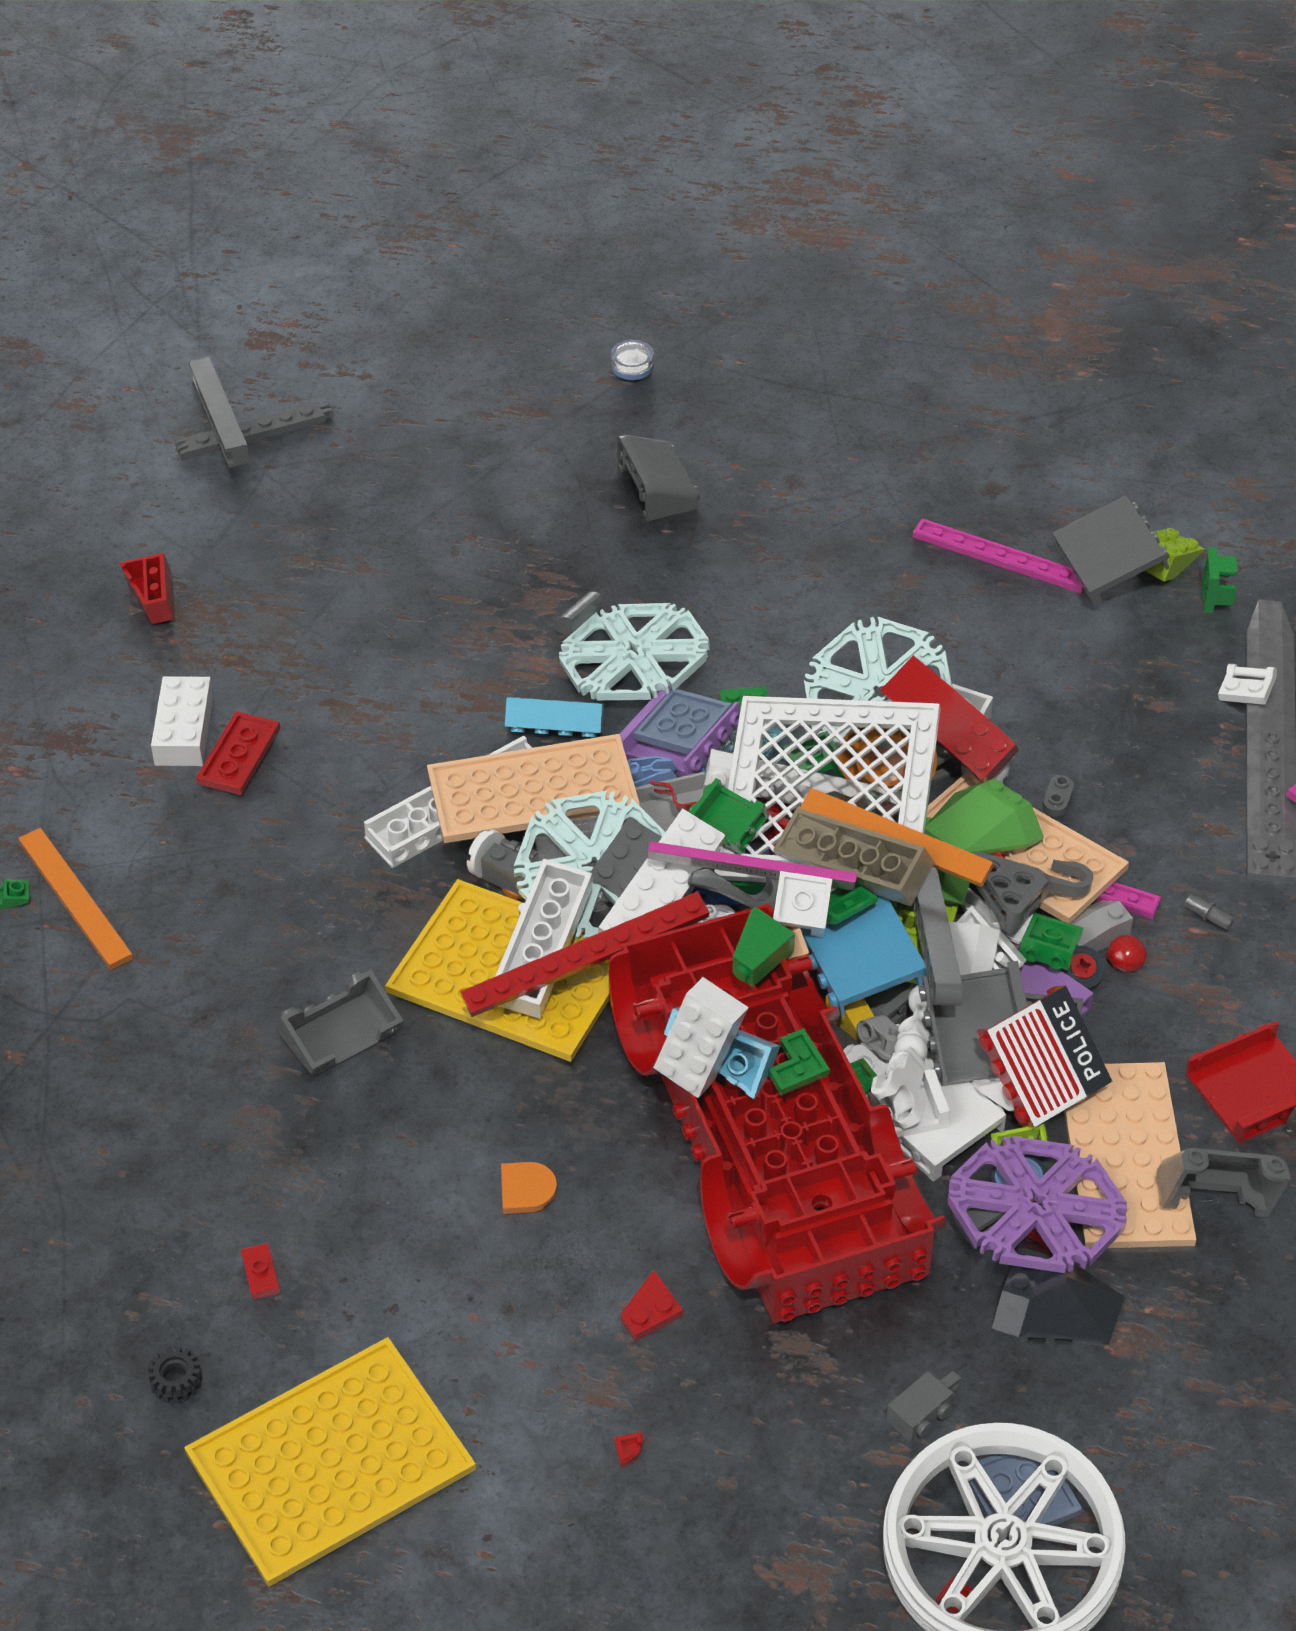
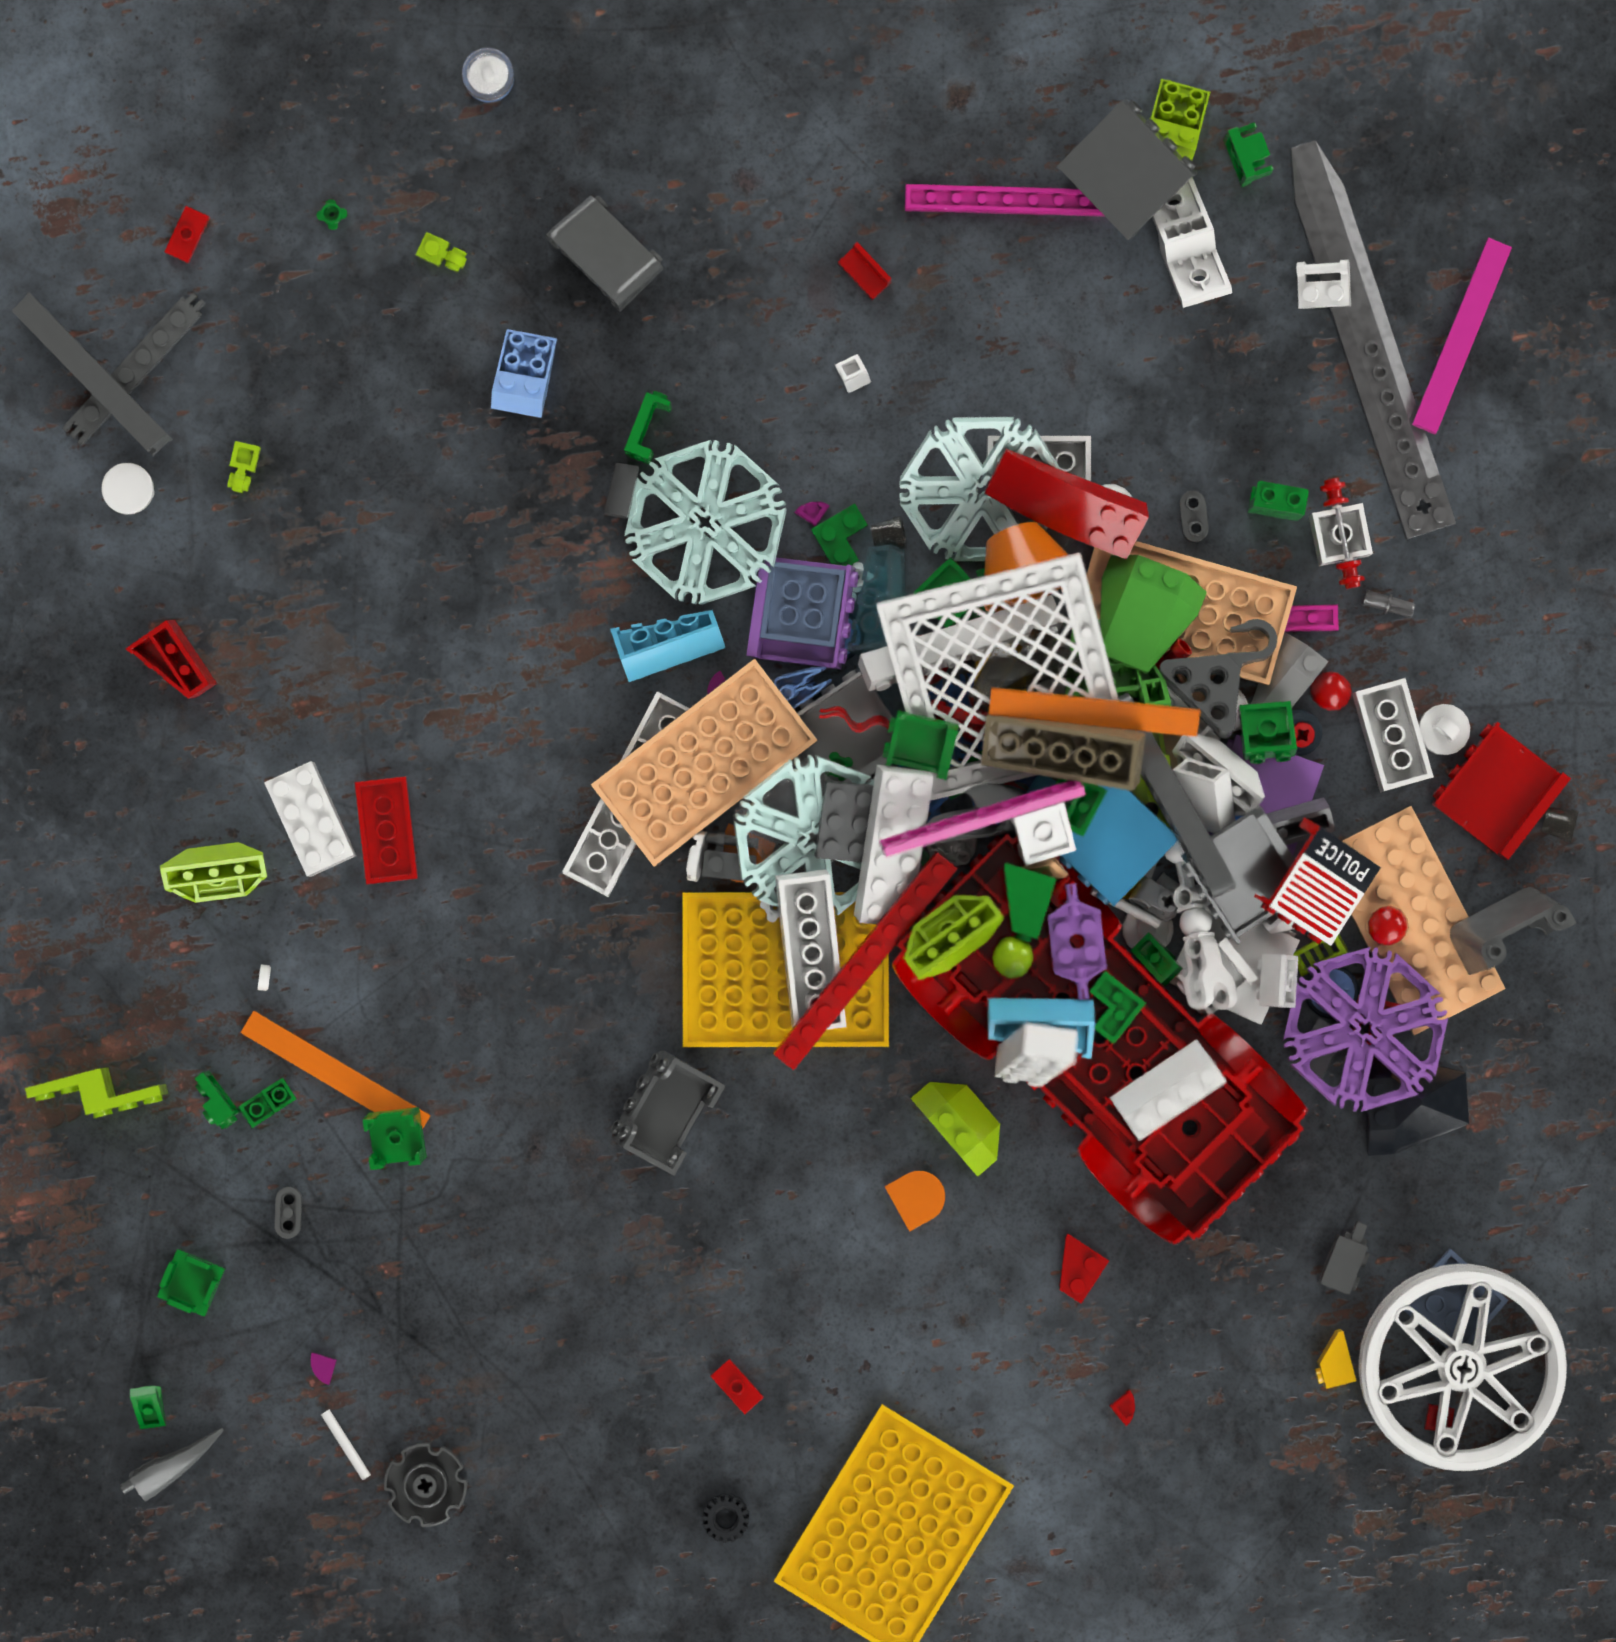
camera: 30 degrees left, 40 degrees up
(65, 808) = (264, 977): none -> white tile
(77, 725) = (214, 872): none -> lime wedge
(91, 952) = (395, 1137): none -> green panel
(195, 488) = (127, 488): none -> white tile
(295, 500) = (244, 459): none -> lime plate
(348, 374) = (187, 234): none -> red plate
(462, 396) = (324, 214): none -> green plate
(530, 441) = (435, 250): none -> lime plate
(544, 524) = (523, 373): none -> light blue slope
(605, 1146) = (962, 1122): none -> lime wedge
(622, 573) = (633, 447): none -> green panel
(676, 948) = (951, 934): none -> lime wedge
(727, 682) = (812, 511): none -> magenta tile
(727, 981) = (1013, 957): none -> lime hair
(789, 979) = (1086, 961): none -> medium lavender plate
(813, 614) = (853, 373): none -> white slope
(816, 1147) = (1168, 1090): none -> white slope
(856, 1035) = (1133, 911): none -> white bar
(860, 555) = (865, 271): none -> red panel
(868, 1492) = (1335, 1363): none -> yellow slope
(970, 1122) = (1277, 980): none -> white slope
(1099, 1136) = (1388, 925): none -> red hair
(1138, 795) = (1278, 500): none -> green panel
(1140, 615) = (1190, 248): none -> white bracket
(1170, 998) = (1392, 735): none -> white brick
(1187, 838) = (1341, 534): none -> white brick
(1222, 1019) = (1444, 729): none -> white tile

